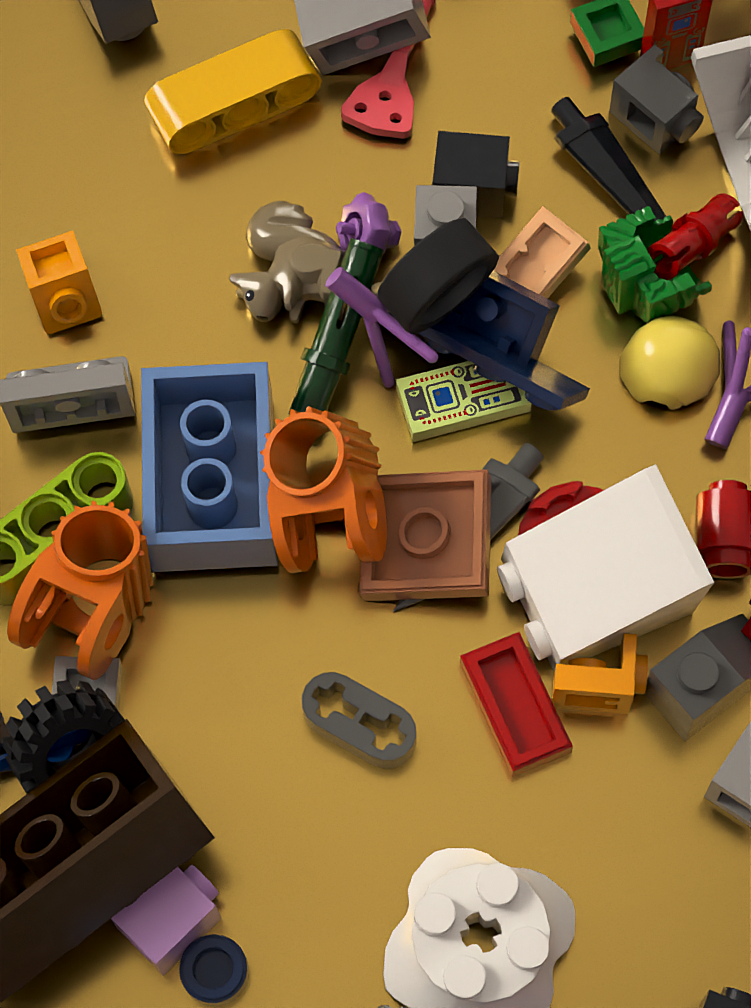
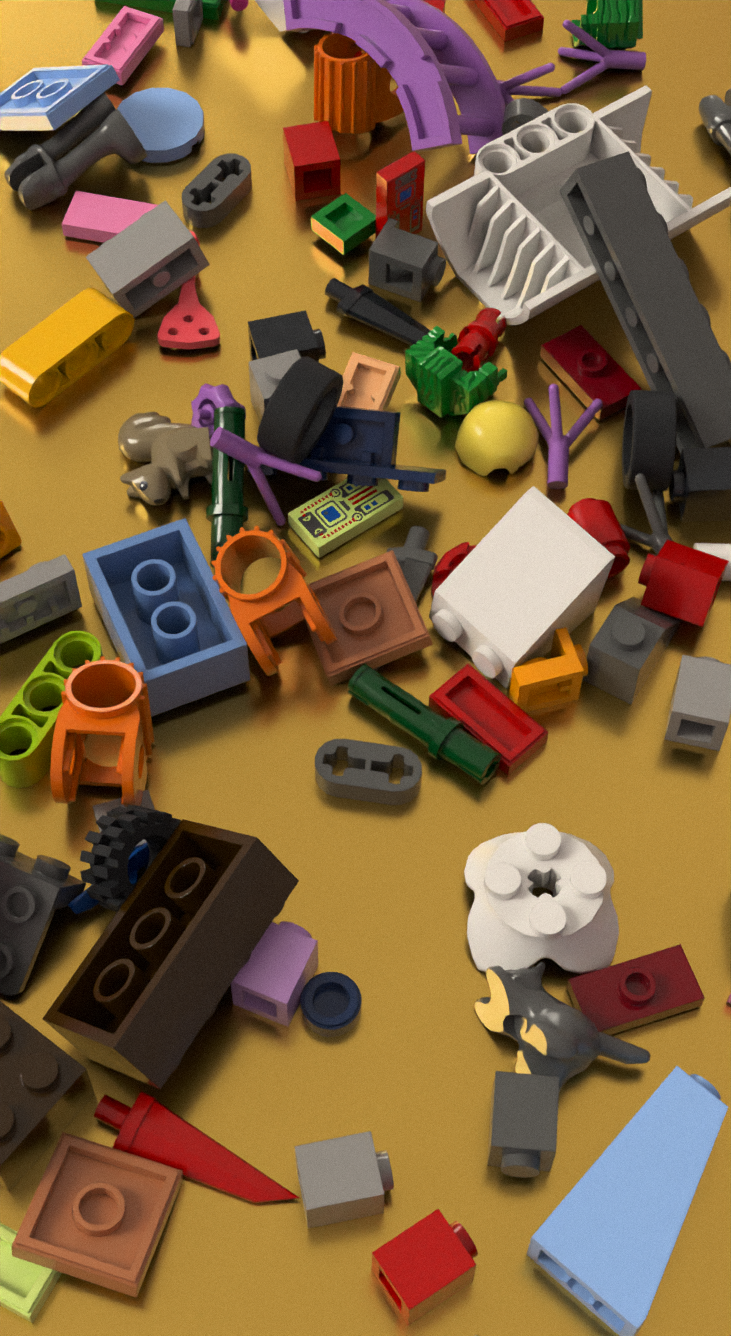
camera: 25 degrees left, 10 degrees down
(453, 708) = (440, 735): none -> dark green pin

